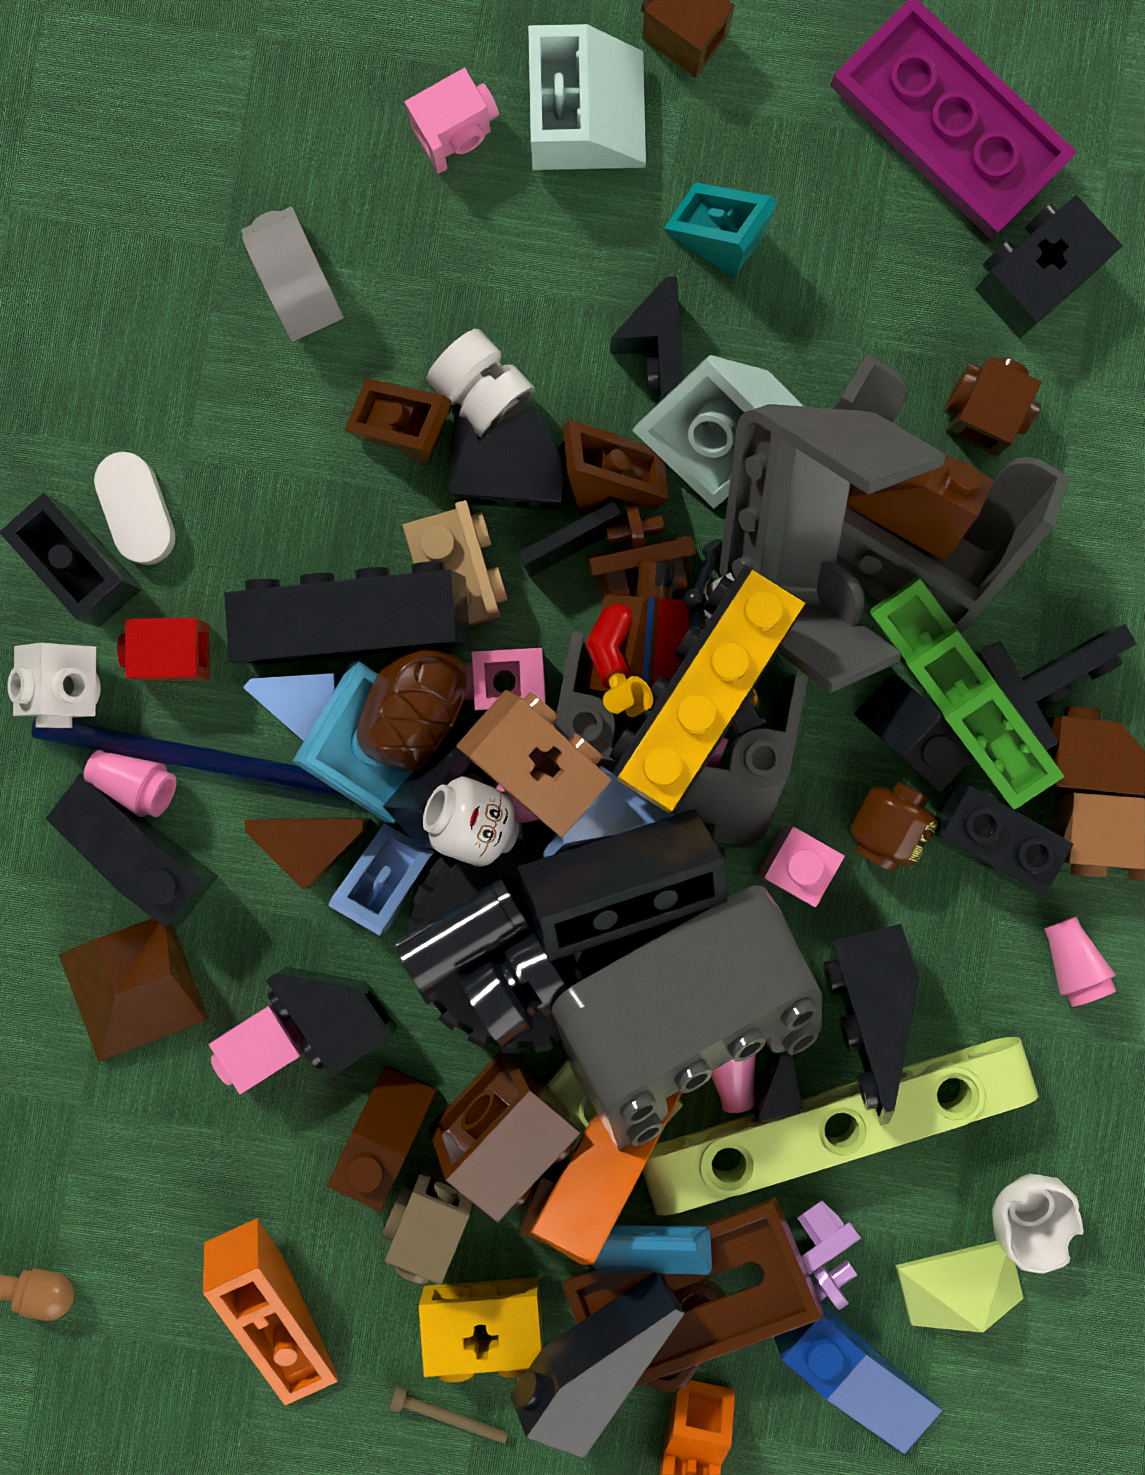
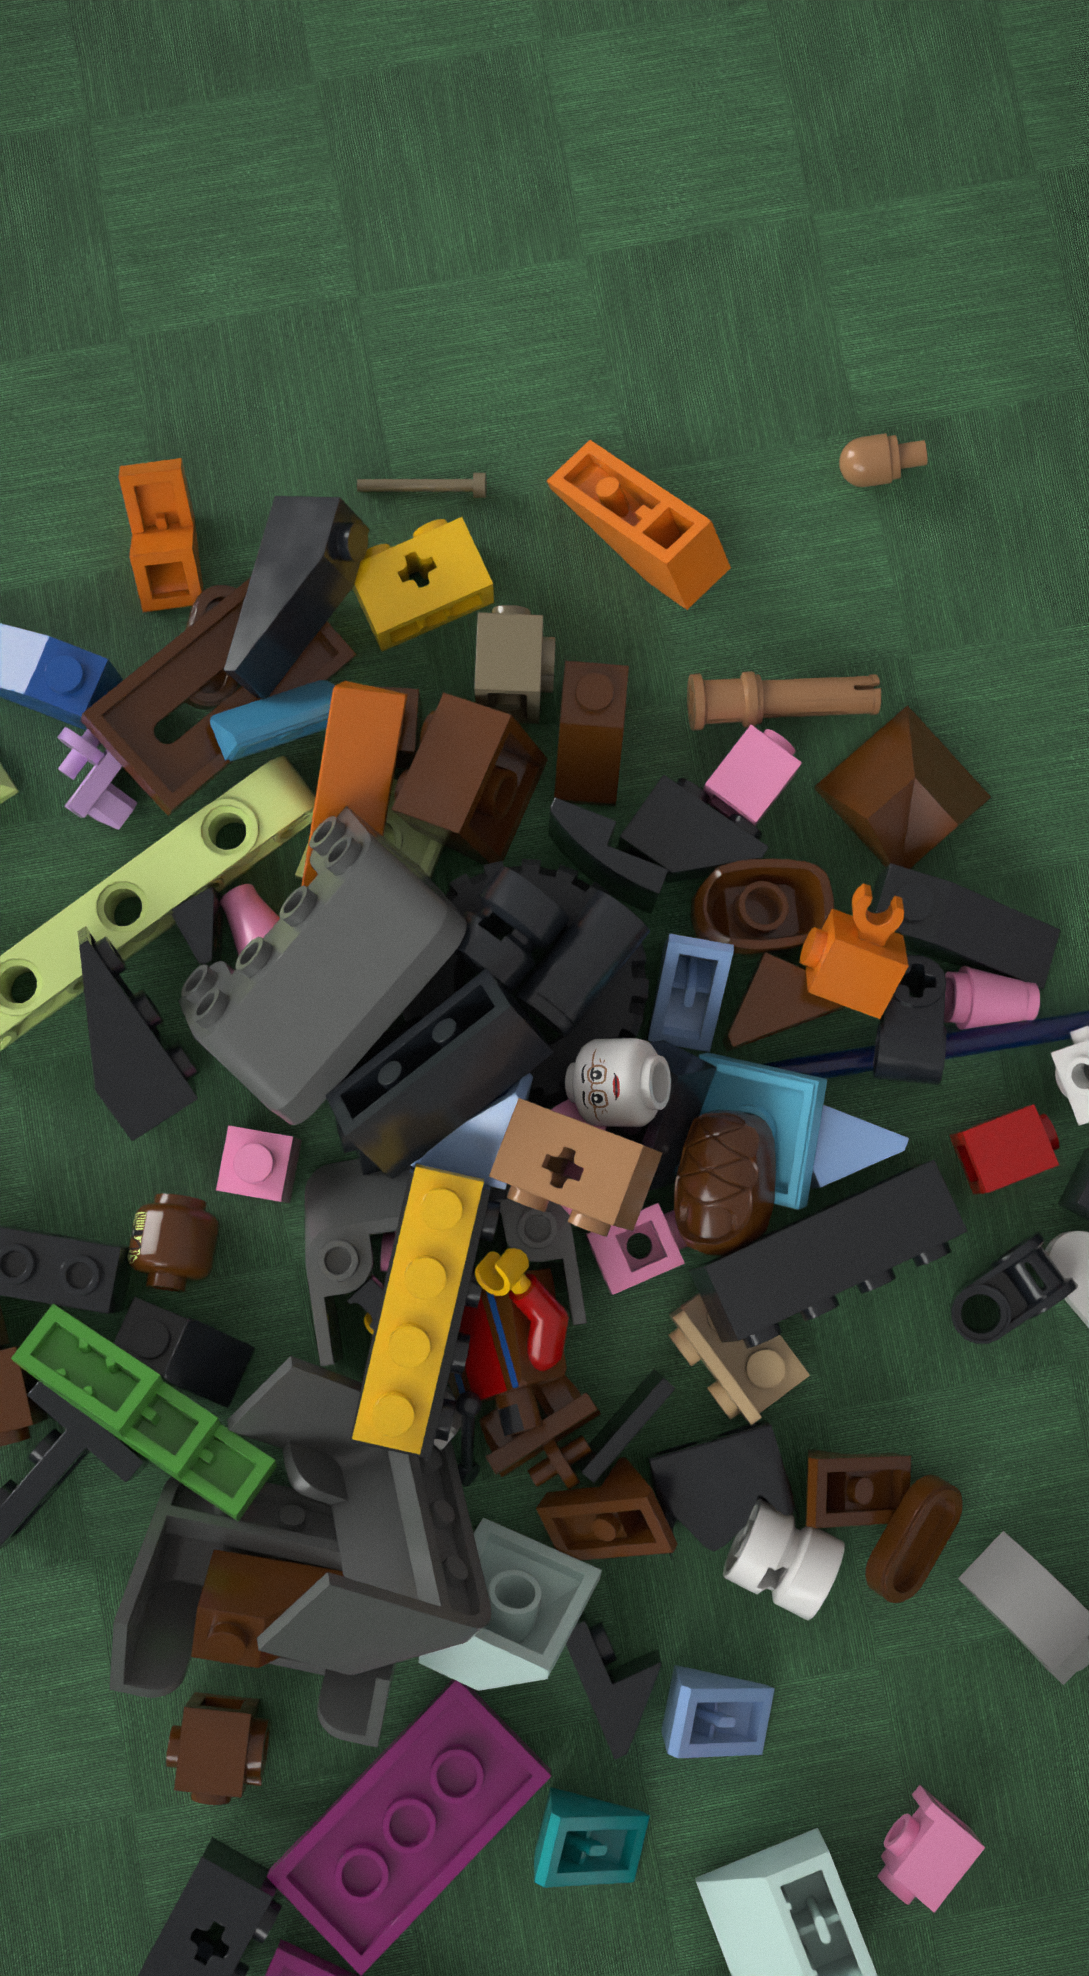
camera: 155 degrees right, 5 degrees down
(203, 778) = (912, 1029): none -> black piece
(206, 531) = (1013, 1290): none -> black piece
(224, 856) = (857, 956): none -> orange brick
(230, 1116) = (752, 699): none -> medium nougat pin
(289, 931) = (762, 904): none -> reddish brown piece
(367, 362) = (914, 1539): none -> reddish brown tile
(422, 1041) = (587, 844): none -> black slope
(583, 284) = (715, 1715): none -> light blue slope
(859, 289) = (409, 1824): none -> magenta plate

